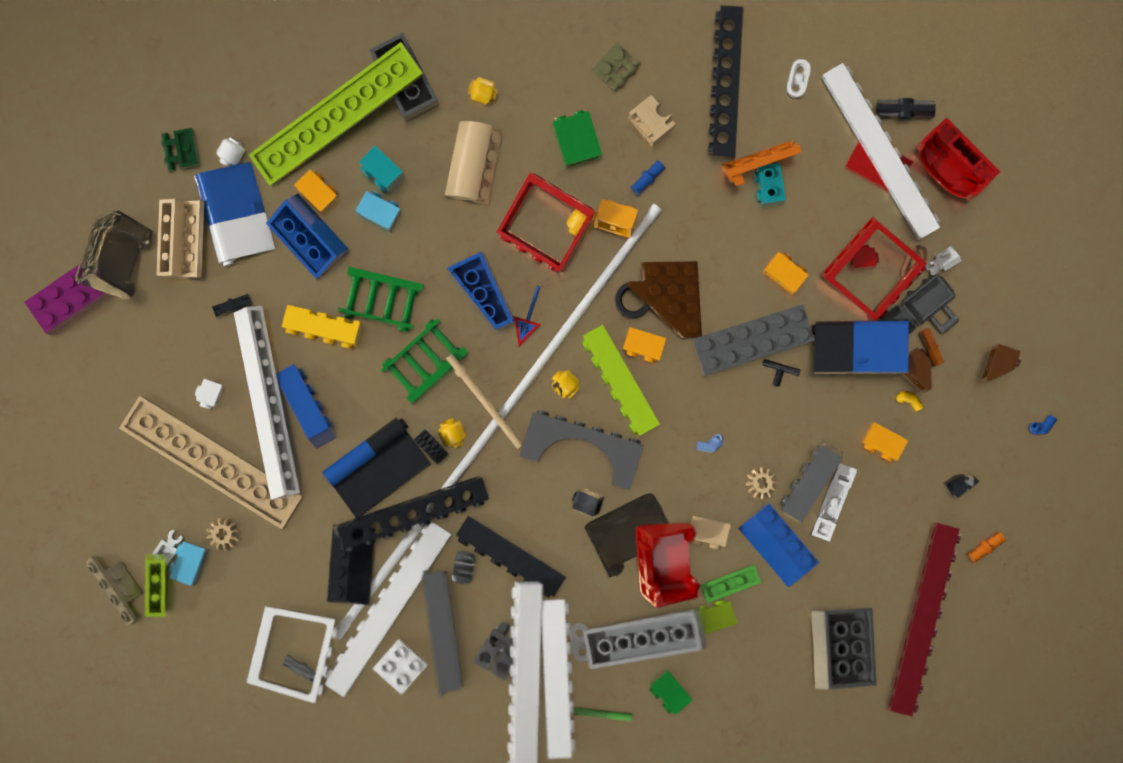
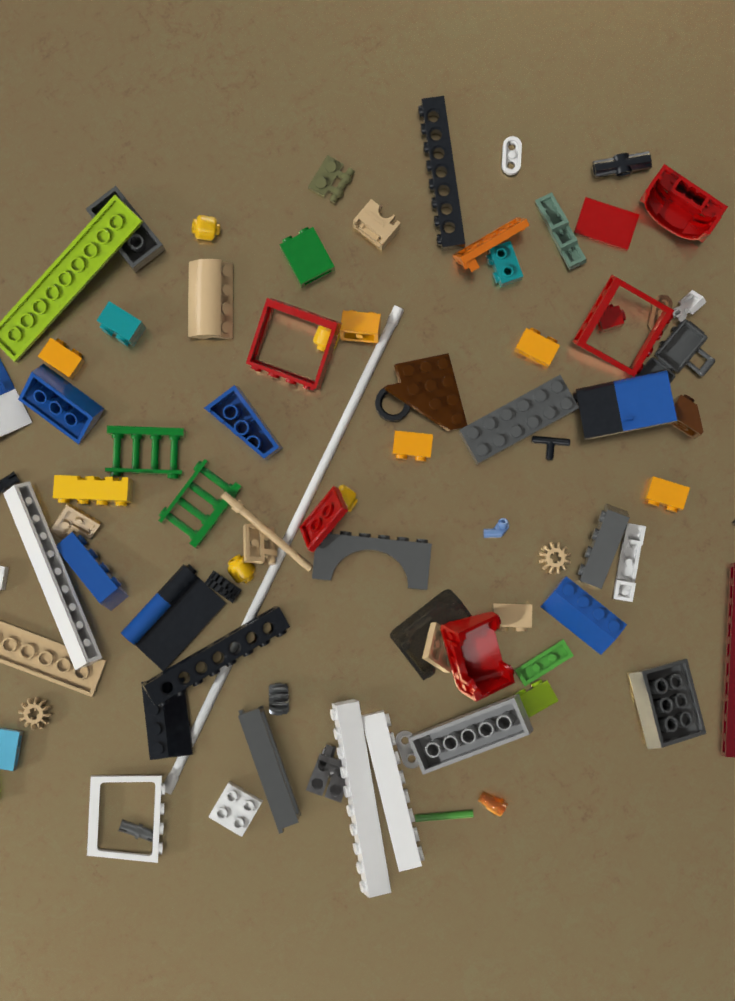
camera: 10 degrees left, 0 degrees up
(296, 351) = (73, 519): none -> tan plate
(378, 210) = (125, 364): medium azure brick -> none
(388, 608) = (211, 756): white brick -> none
(469, 413) = (254, 546): none -> tan plate
(509, 555) = (322, 678): black brick -> none
(525, 327) = (292, 450): piece -> none
(542, 400) = (323, 518): none -> red tile
(587, 502) = (387, 610): black brick -> none
(621, 381) = (398, 486): lime brick -> none
(626, 549) = (435, 649): none -> tan wing
(647, 177) = (384, 280): blue pin -> none
(654, 712) = (493, 804): none -> clear orange cone
(670, 692) = (506, 781): green brick -> none
(831, 162) = (560, 231): none -> sand green slope
(880, 151) = (606, 211): white brick -> none
(910, 397) = (683, 445): yellow arm -> none
(931, 347) = (693, 391): orange axle -> none

